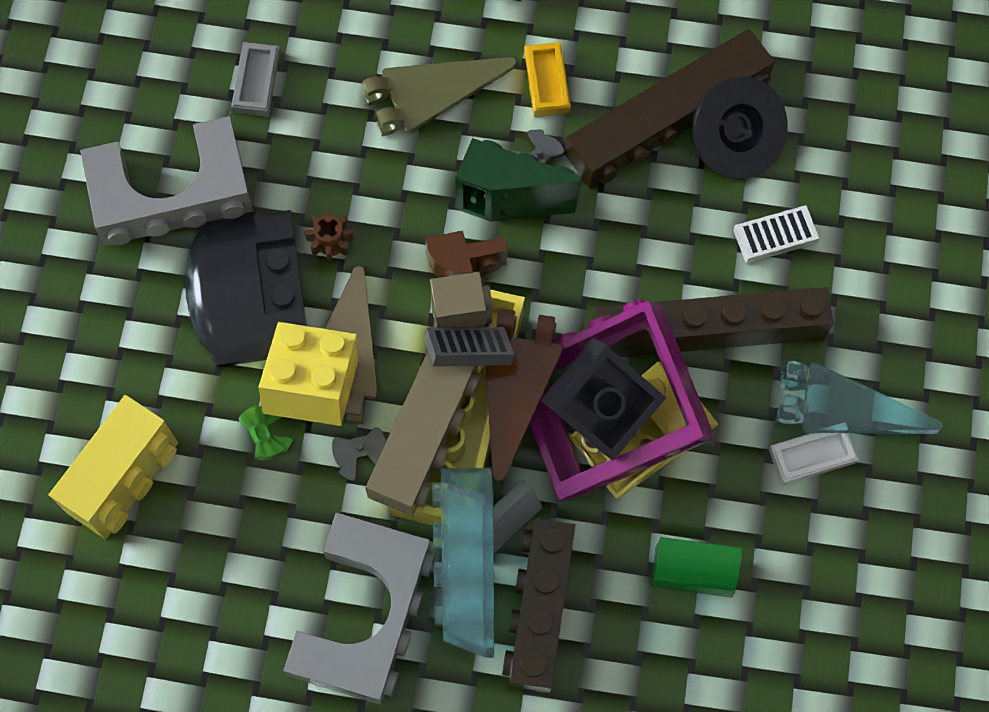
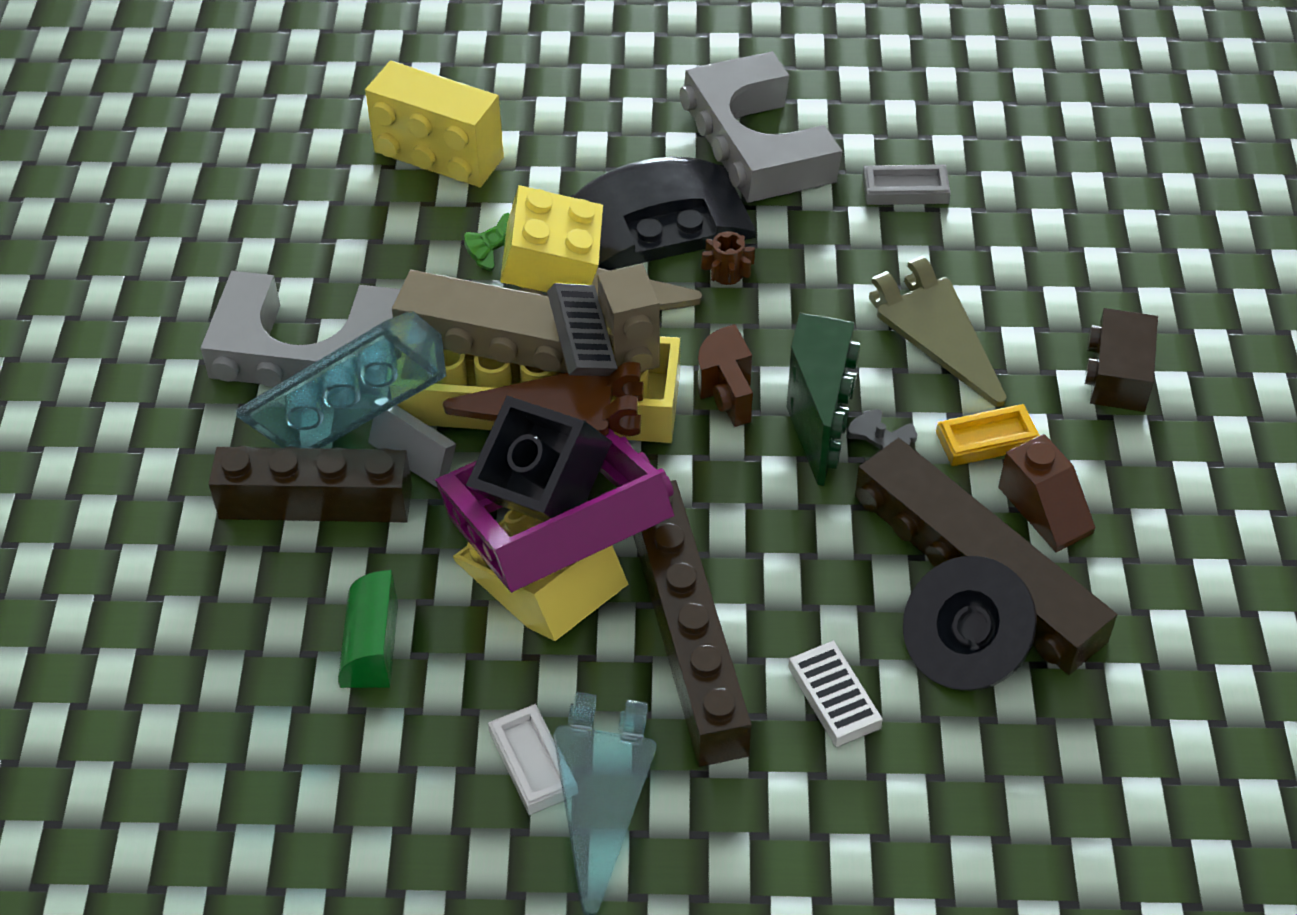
camera: 85 degrees right, 20 degrees down
(617, 50) = (1047, 492): none -> reddish brown slope

